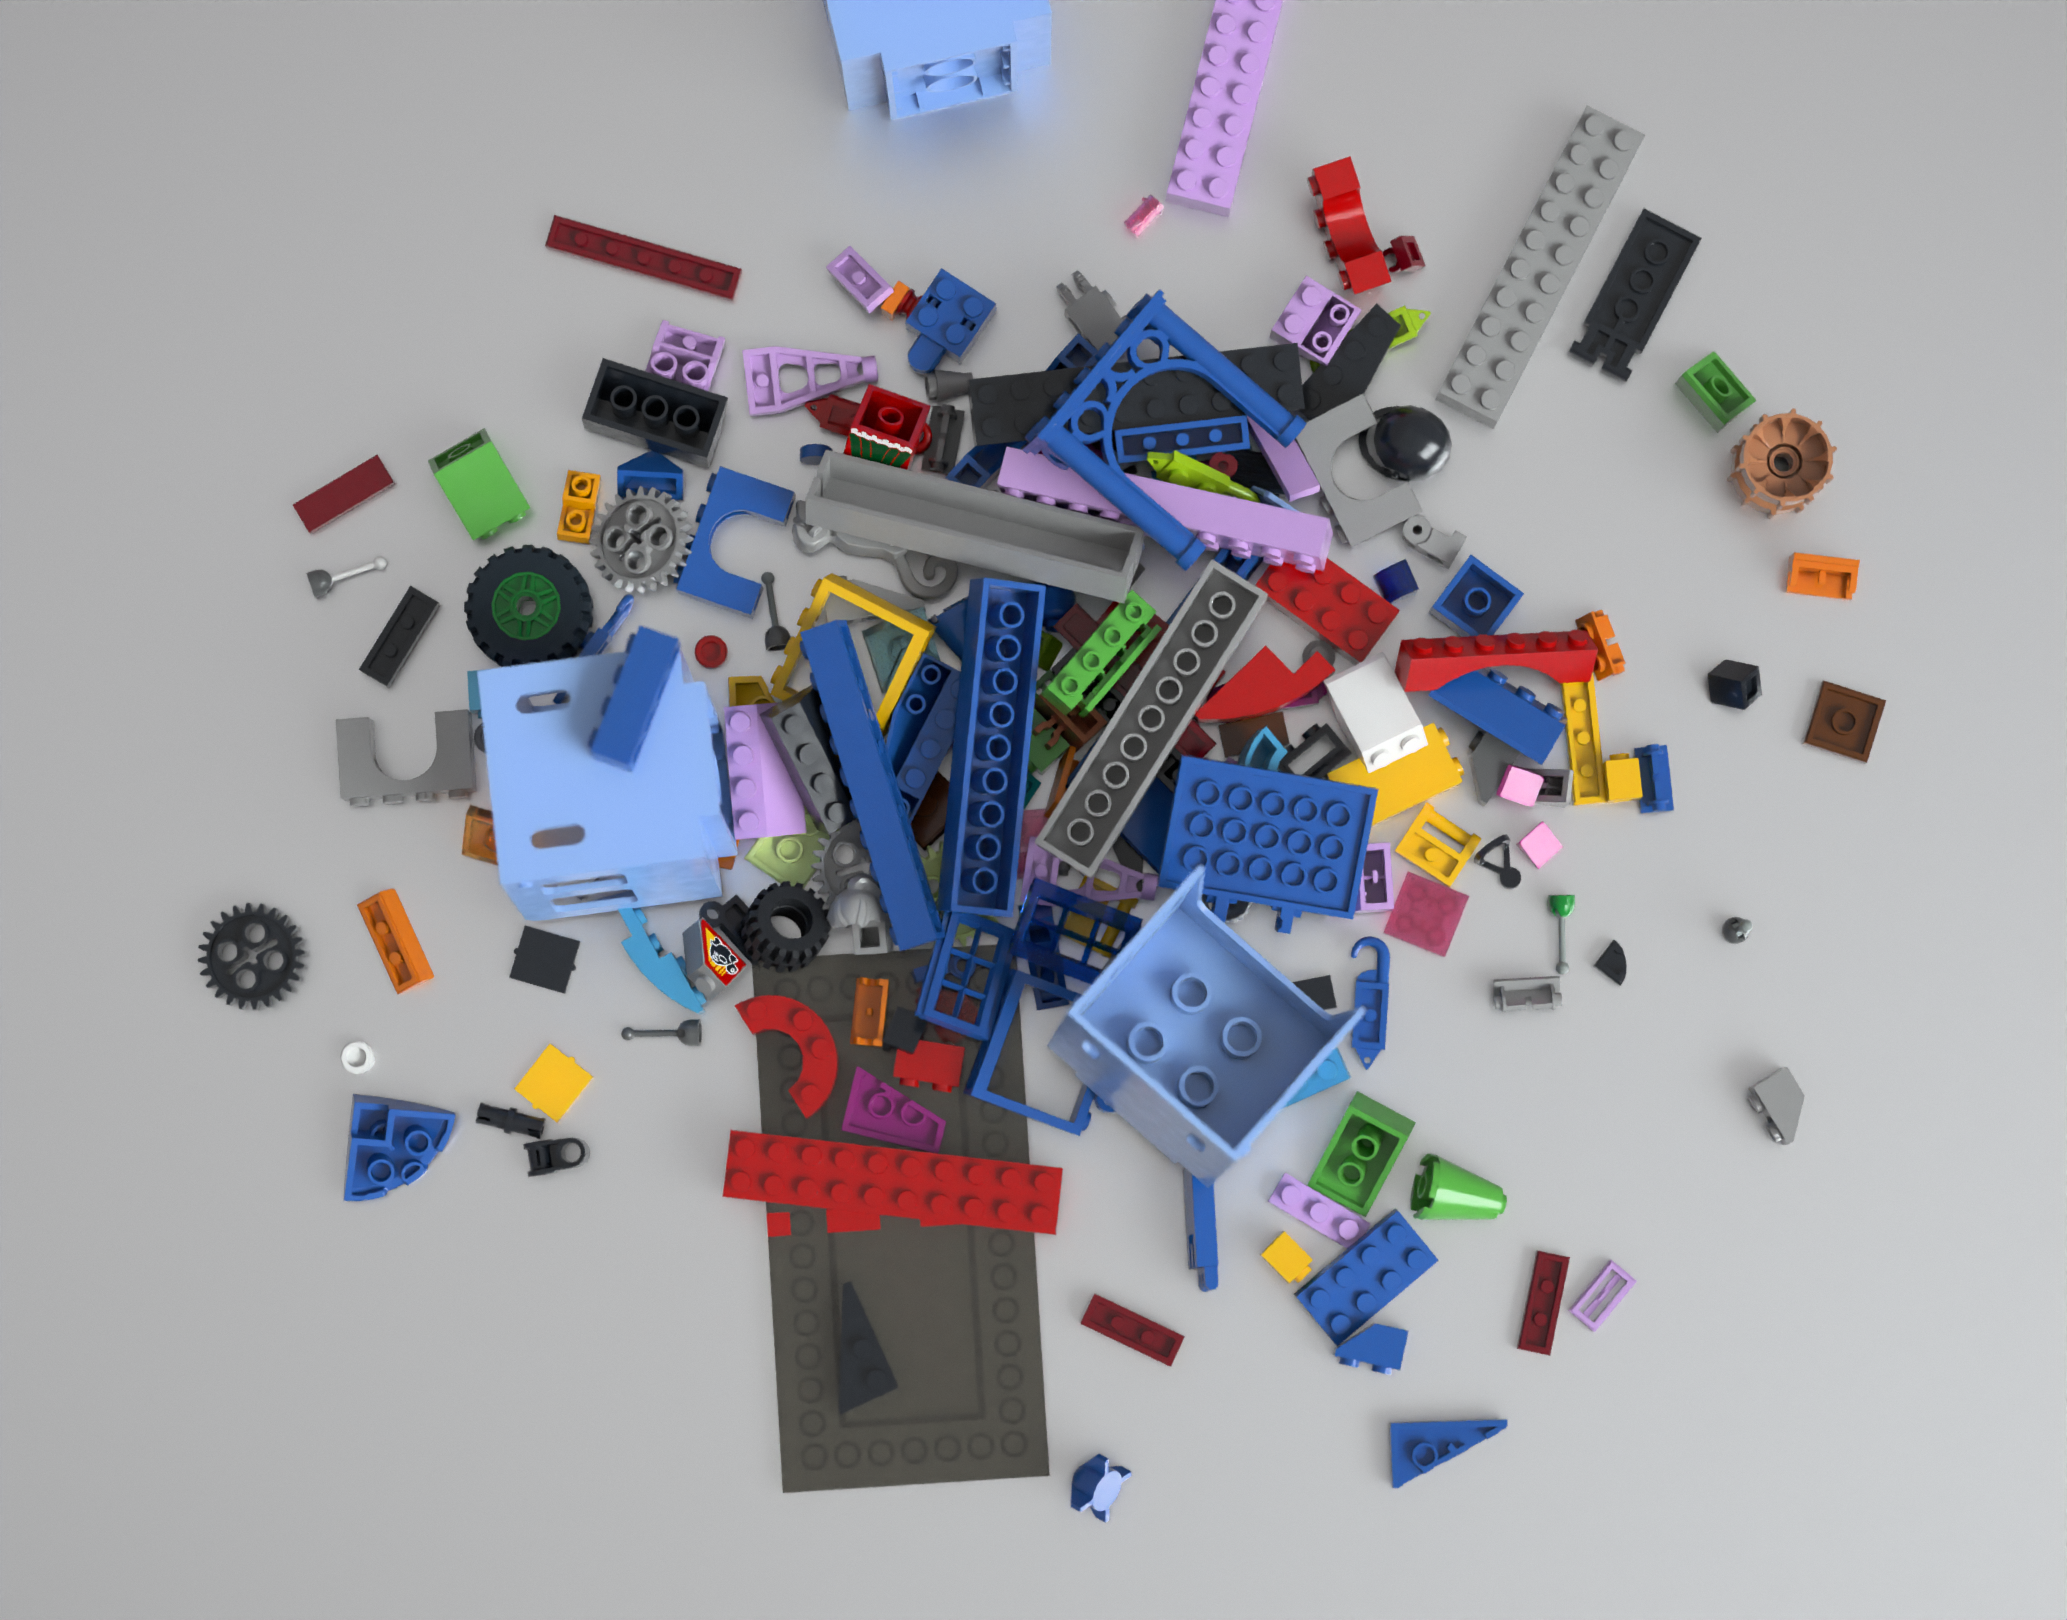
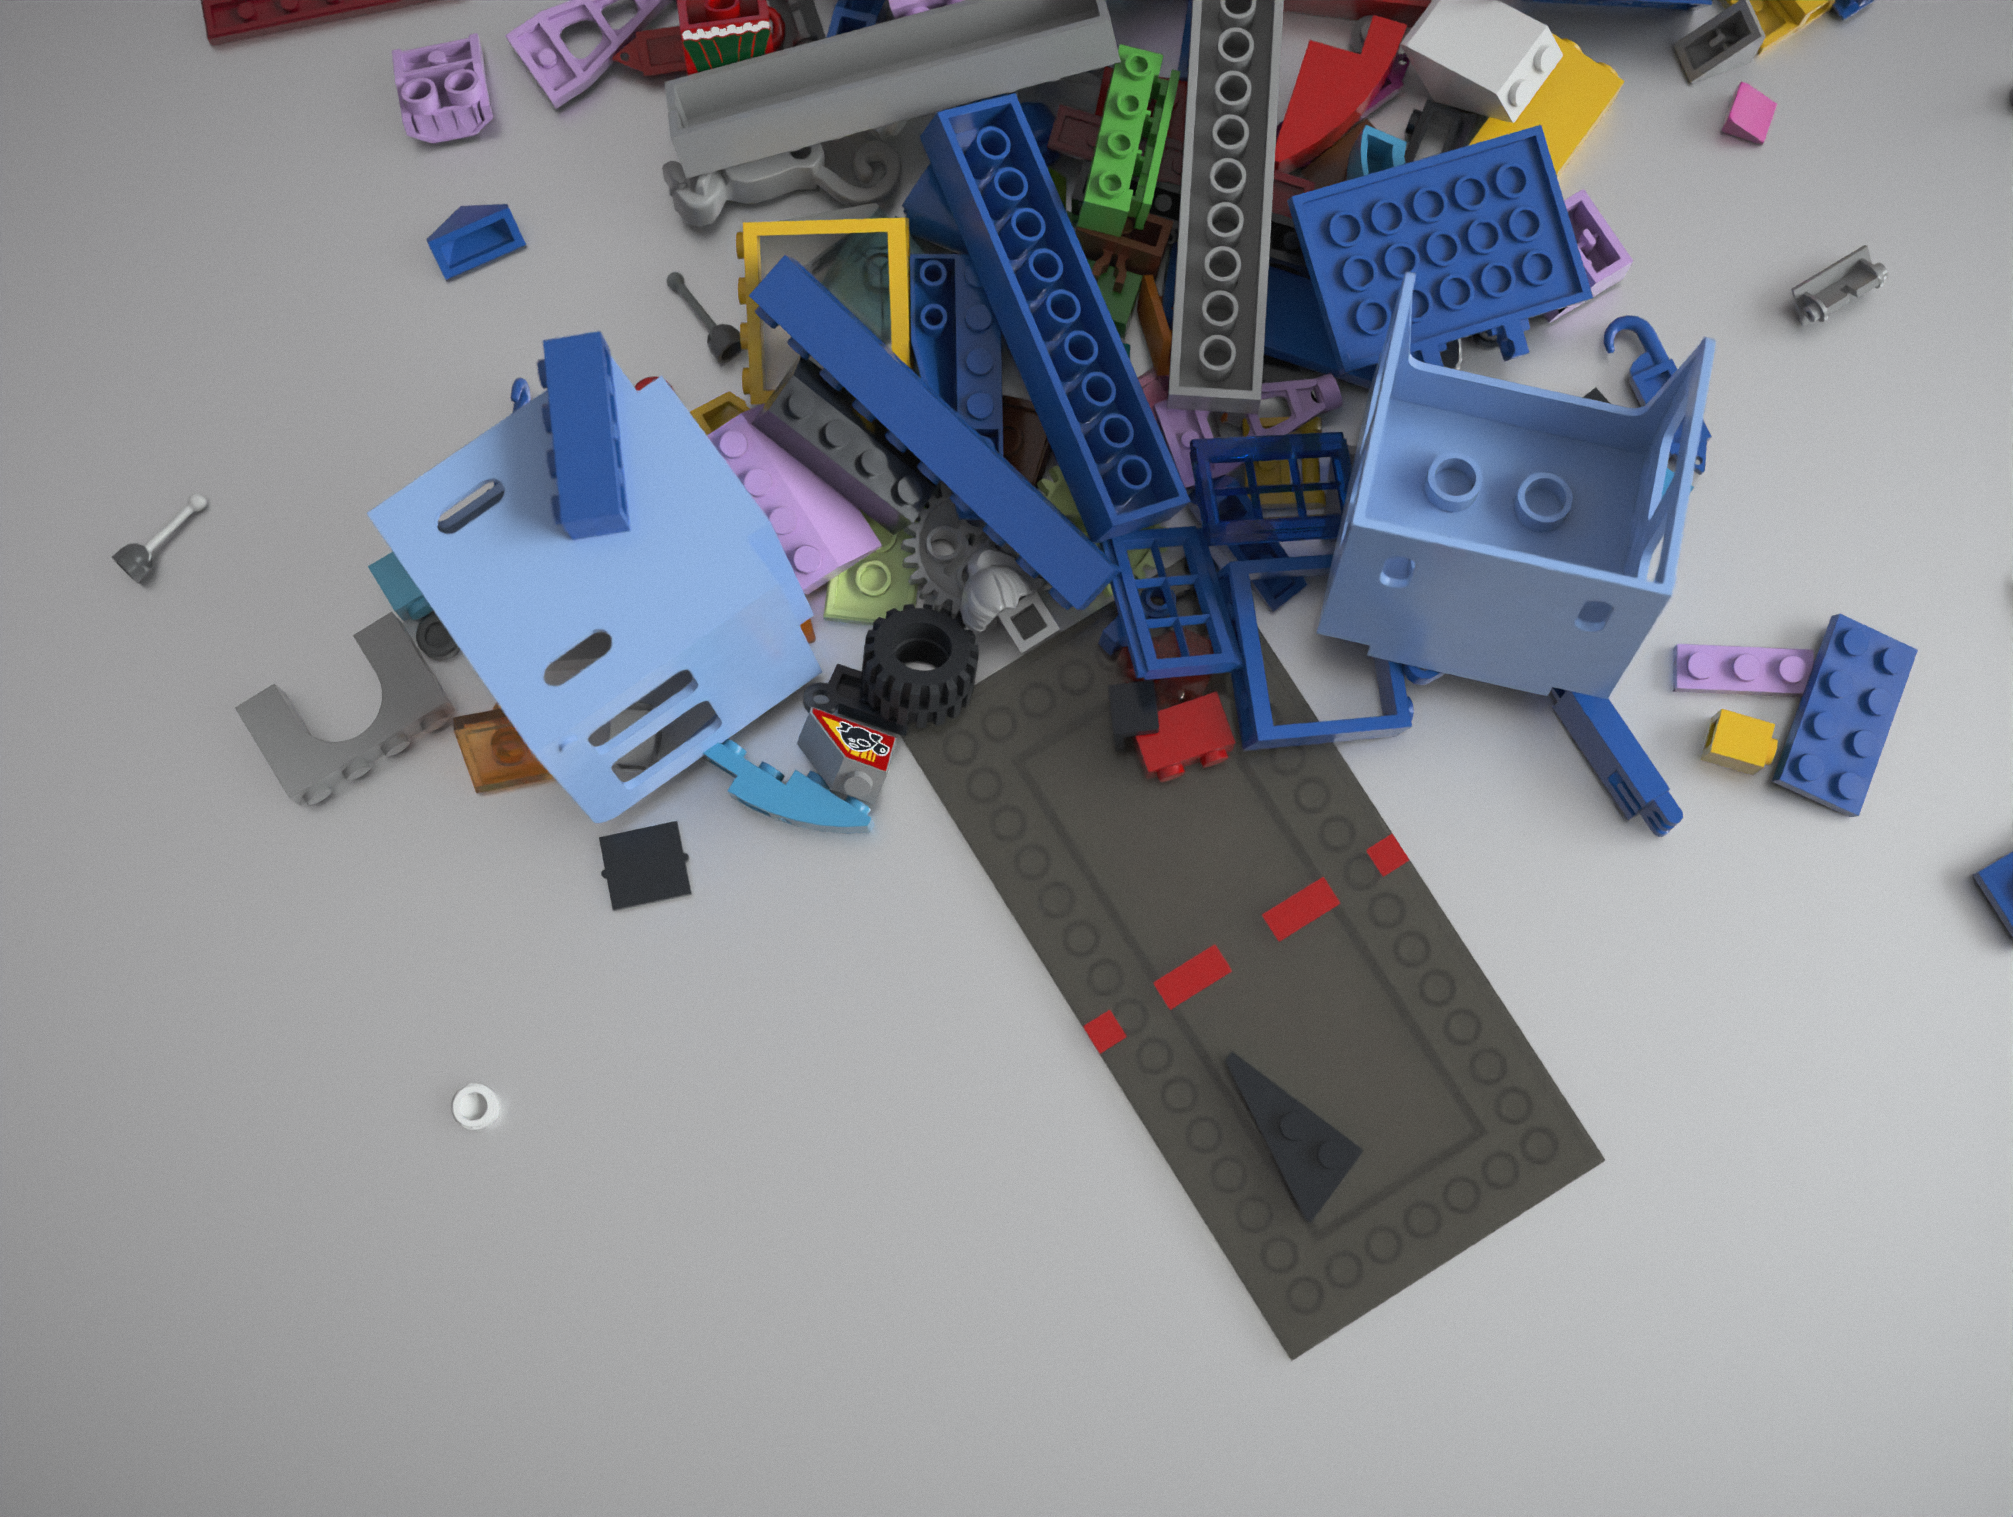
camera: 25 degrees left, 5 degrees down
(237, 930) = (244, 1031): black gear -> none
(343, 494) = (111, 445): dark red tile -> none
(391, 1144) = (573, 1191): blue brick -> none
(395, 940) = (448, 939): orange slope -> none
(399, 636) = (265, 574): black plate -> none
(479, 485) = (272, 347): bright green slope -> none
(510, 1120) = (706, 1082): black pin -> none
(523, 579) = (390, 437): black wheel -> none
(549, 1155) = (782, 1096): black piece -> none
(553, 1082) = (735, 1009): yellow piece -> none
(578, 507) = (405, 314): light orange slope -> none
(655, 413) = (438, 155): black slope -> none
(659, 559) = (499, 308): light grey gear -> none
(688, 1033) = (867, 859): dark grey hinge -> none
(729, 496) = (584, 205): blue arch -> none
(813, 453) = (652, 110): blue tile -> none
(813, 1038) = (1015, 776): red brick -> none
(869, 1012) = (1076, 714): orange hinge -> none
(889, 1116) = (1167, 827): magenta wing -> none
(892, 1182) = (1219, 901): red brick -> none
(1097, 1486) = (1672, 1139): blue piece -> none
(1132, 1330) = (1604, 928): dark red plate -> none
(1361, 1154) = (1755, 573): bright green slope -> none
(1374, 1345) = (1904, 789): blue slope -> none
(1426, 914) = (1668, 262): clear pink tile -> none
(1432, 854) = (1634, 188): yellow plate -> none
(1453, 1193) = (1889, 559): bright green cone -> none
(1489, 763) = (1640, 49): dark grey slope -> none
(1509, 876) = (1735, 170): black piece -> none
(1520, 785) = (1693, 53): slope -> none
(1561, 907) = (1817, 170): hinge -> none
(1612, 963) = (1912, 204): black tile -> none

